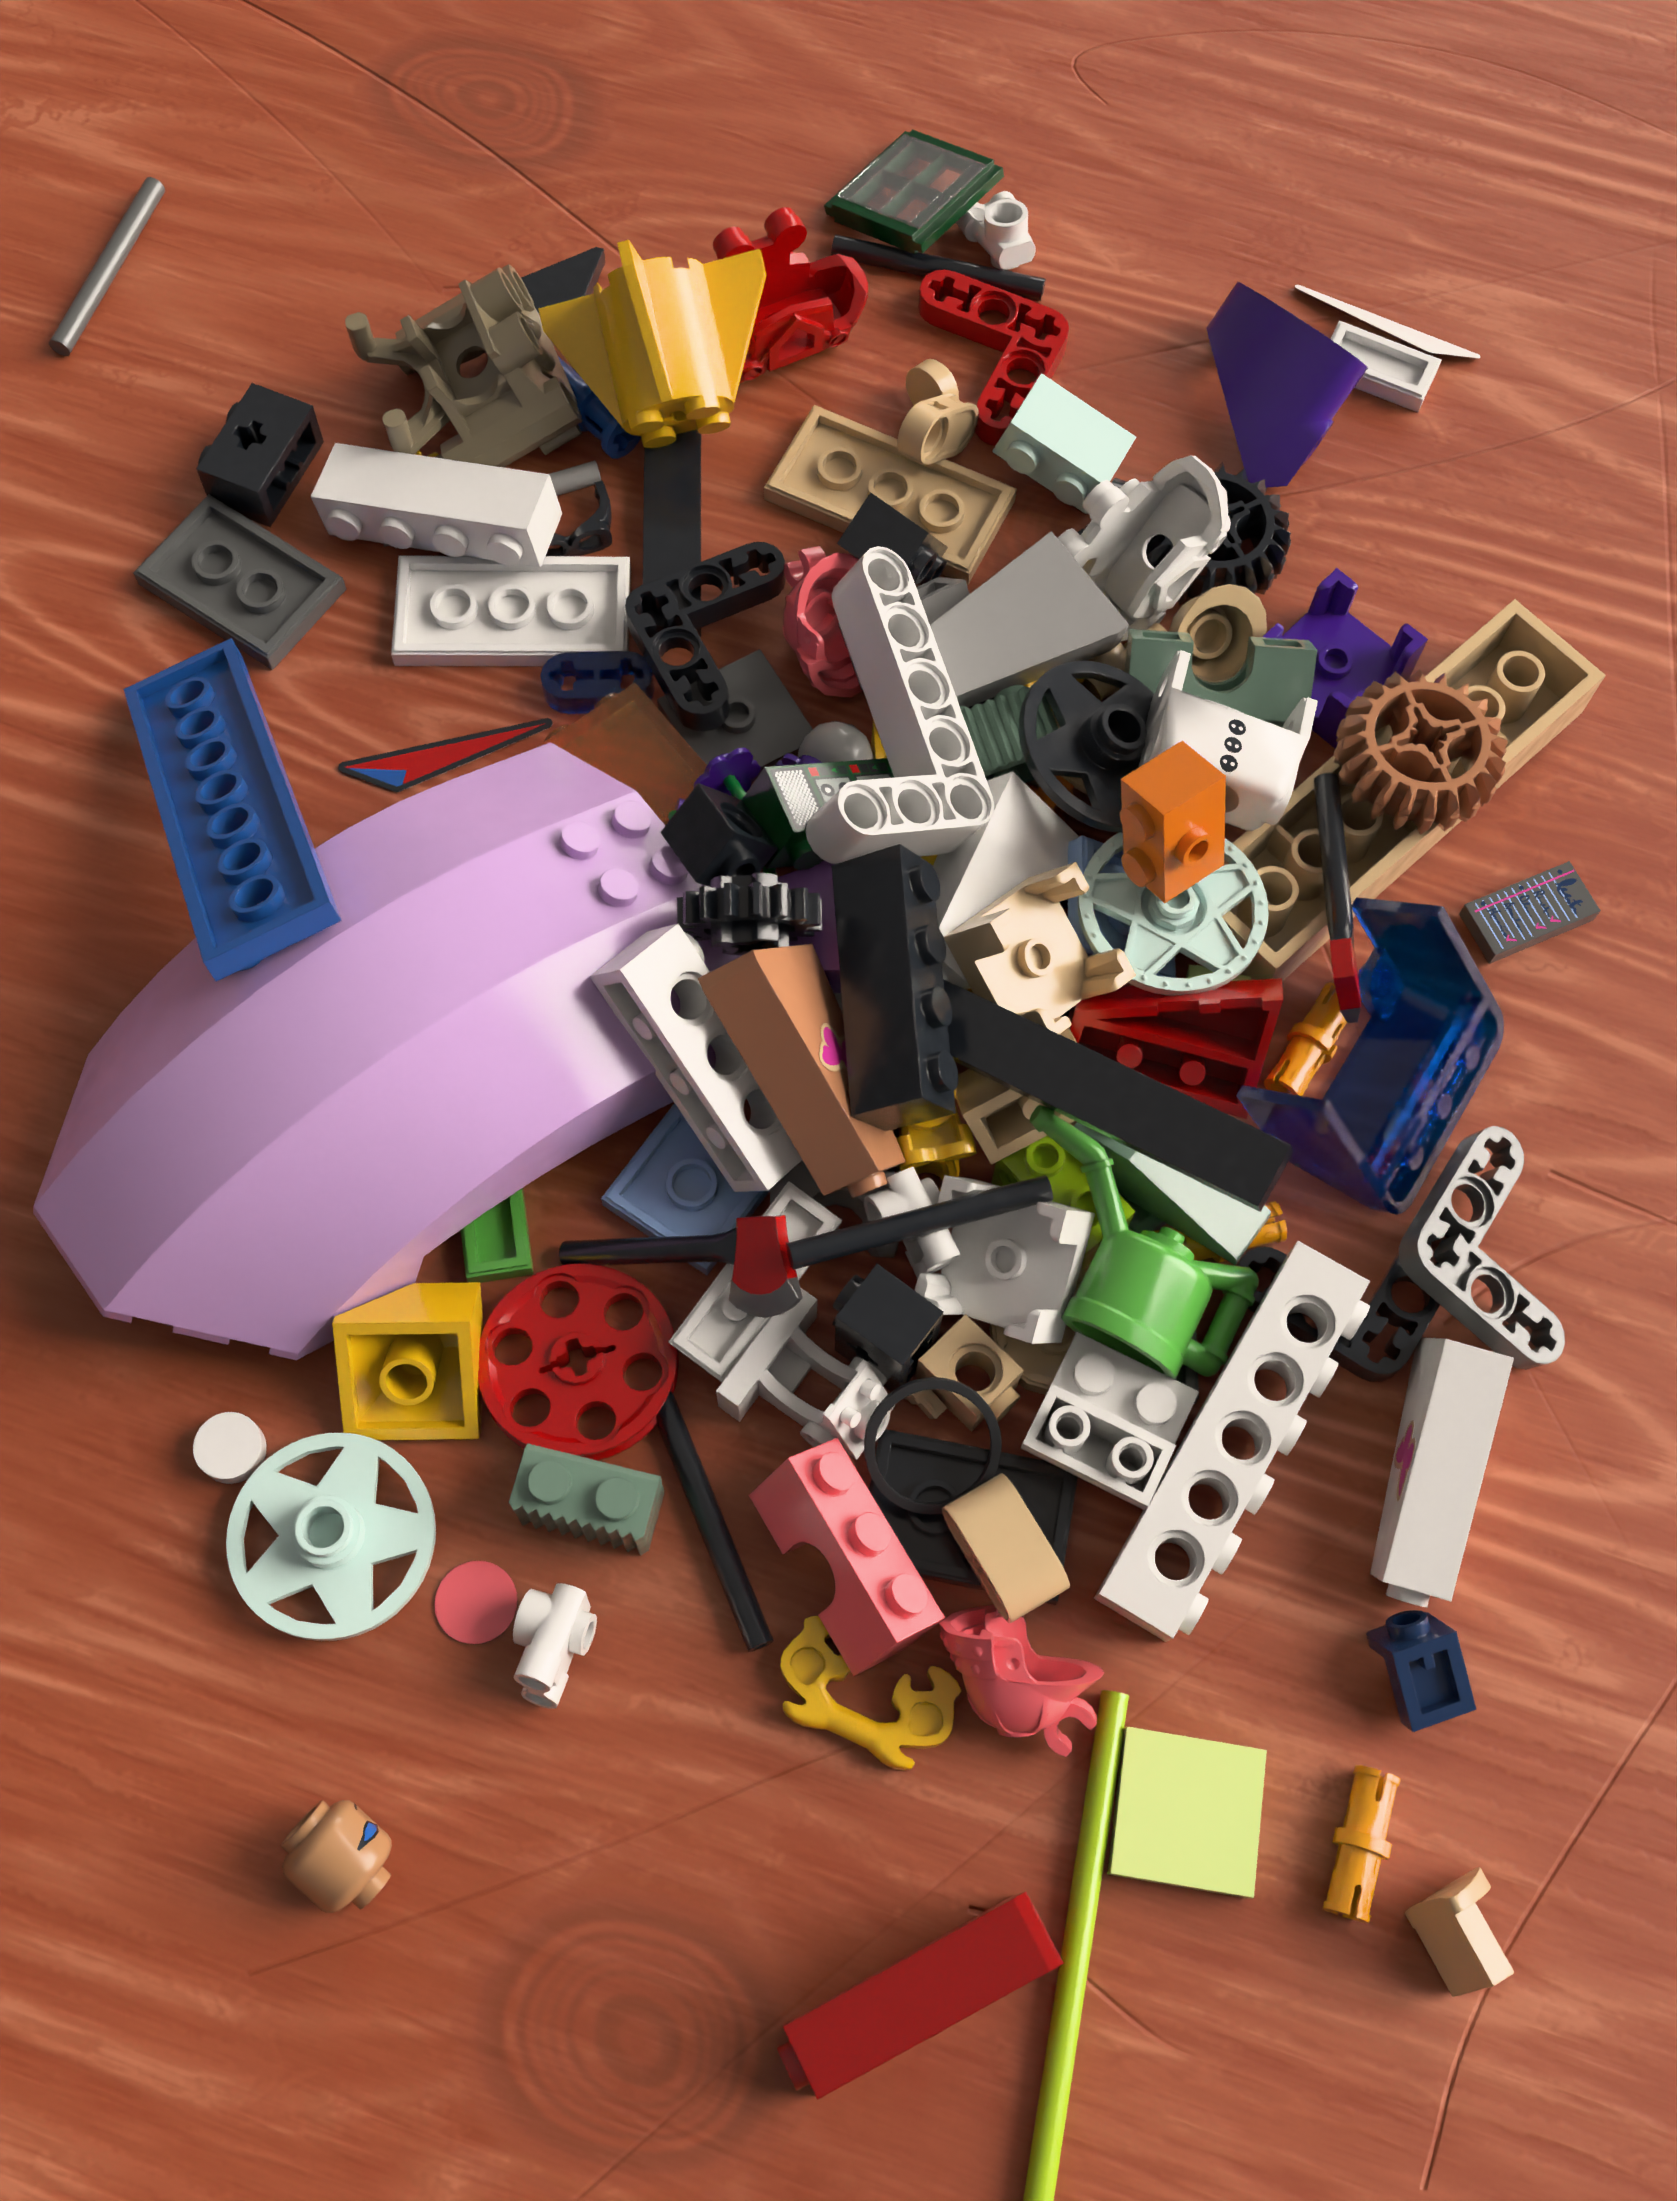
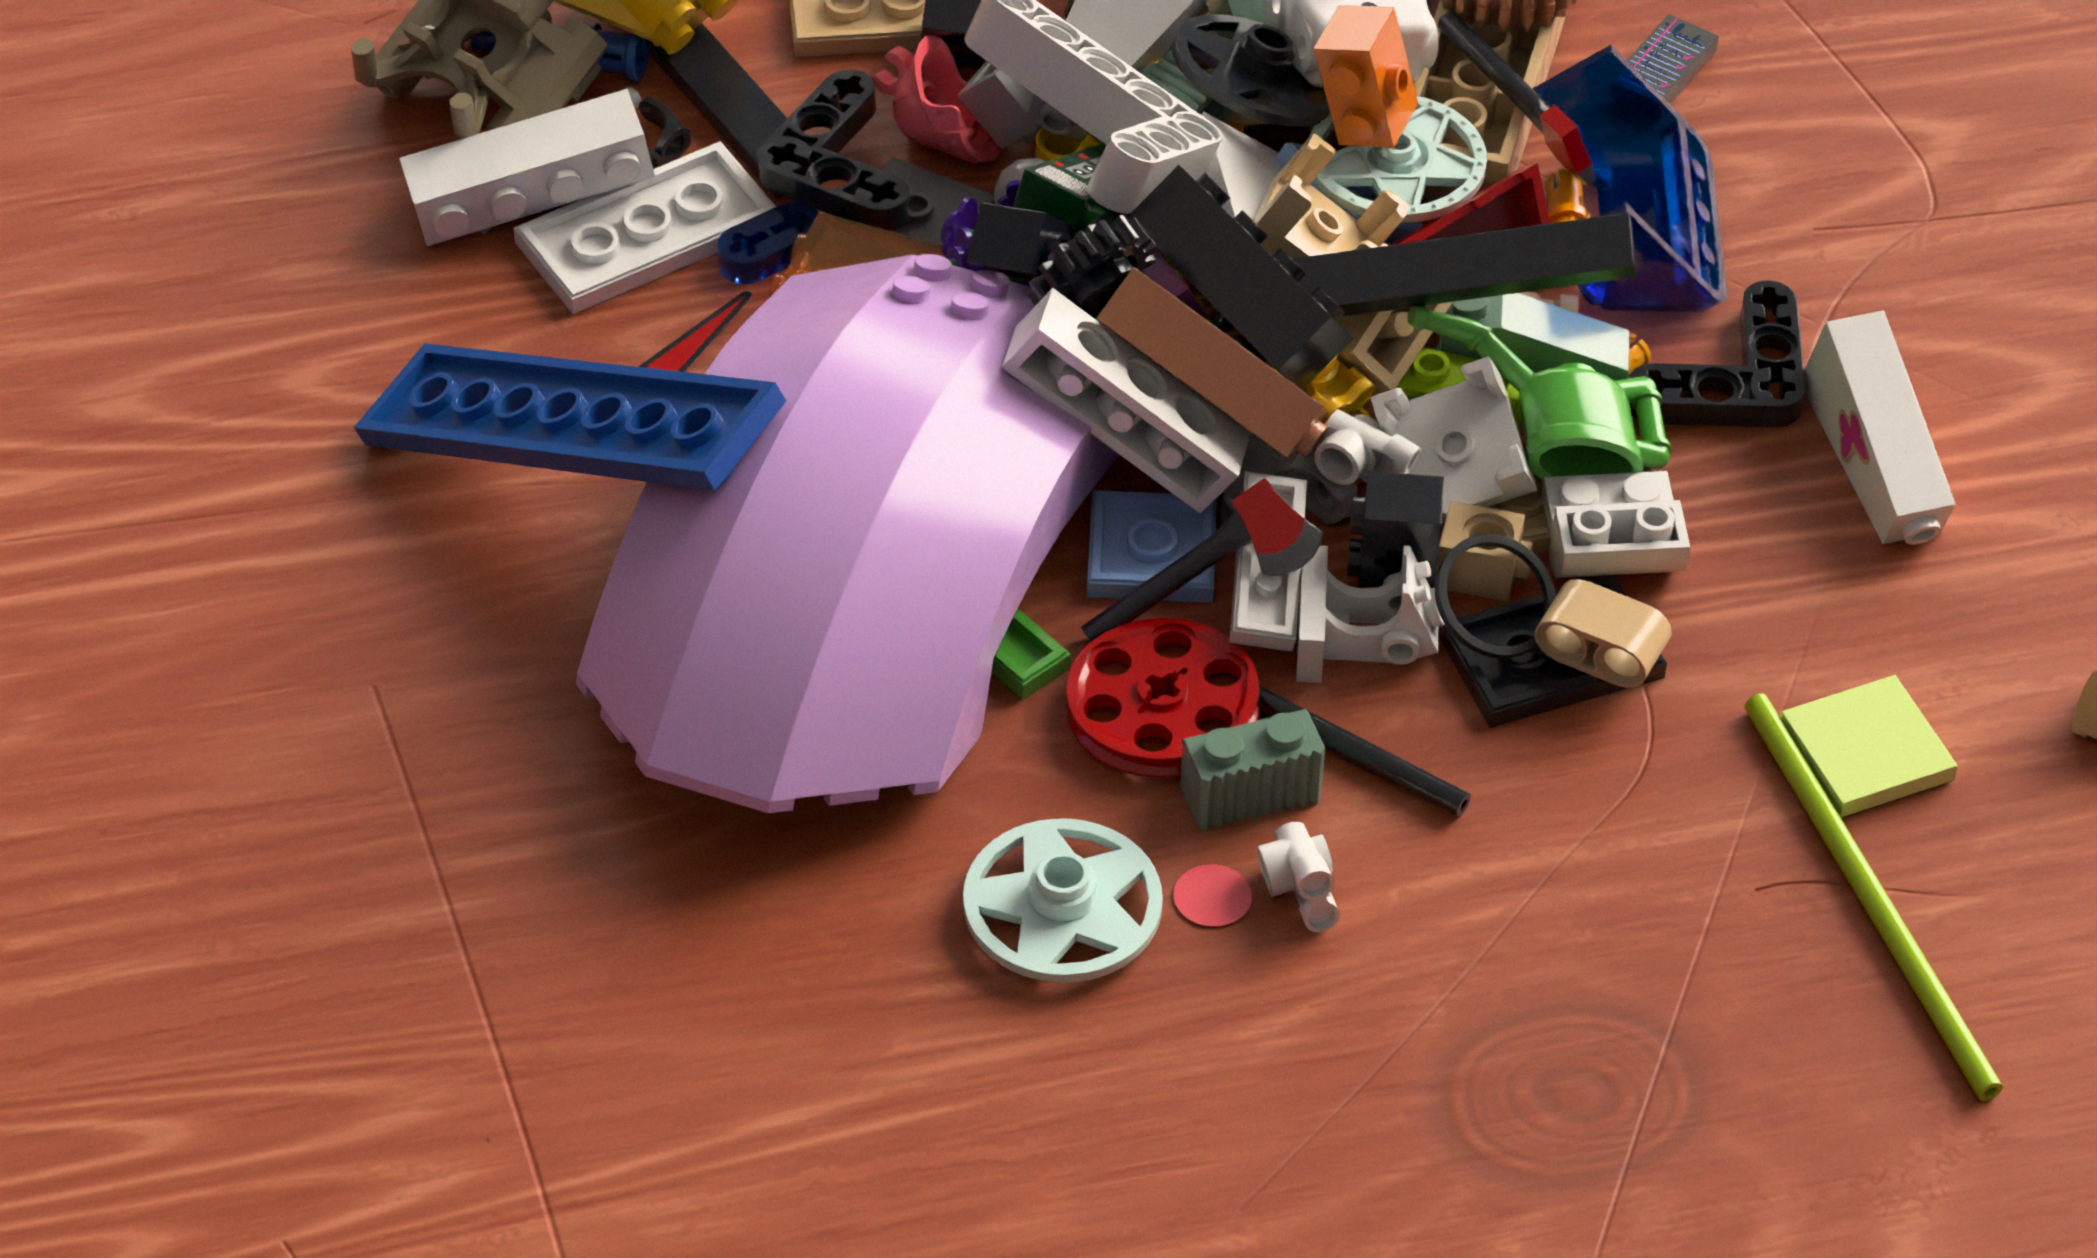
camera: 30 degrees left, 20 degrees down
(107, 267) = (35, 134): dark grey bar -> none
(229, 1447) = (924, 890): white tile -> none
(240, 581) = (377, 309): dark grey tile -> none
(260, 453) = (322, 206): black brick -> none
(337, 1856) = (1252, 1081): medium nougat head -> none
(412, 1363) = (1040, 750): yellow slope -> none
(878, 1591) = (1538, 709): coral arch -> none
(918, 1222) = (1375, 434): black bar -> none
(918, 1996) = (1769, 921): red slope -> none
(923, 1715) = (1517, 800): yellow helmet -> none
(927, 1402) = (1460, 591): tan piece -> none
(1011, 1682) = (1676, 713): coral helmet -> none
(1303, 1285) = (1719, 491): white brick -> none
(1361, 1844) = (2008, 698): light orange pin -> none
(1423, 1668) = (1970, 567): dark blue bracket -> none
(1463, 1260) = (1774, 290): dark grey beam -> none

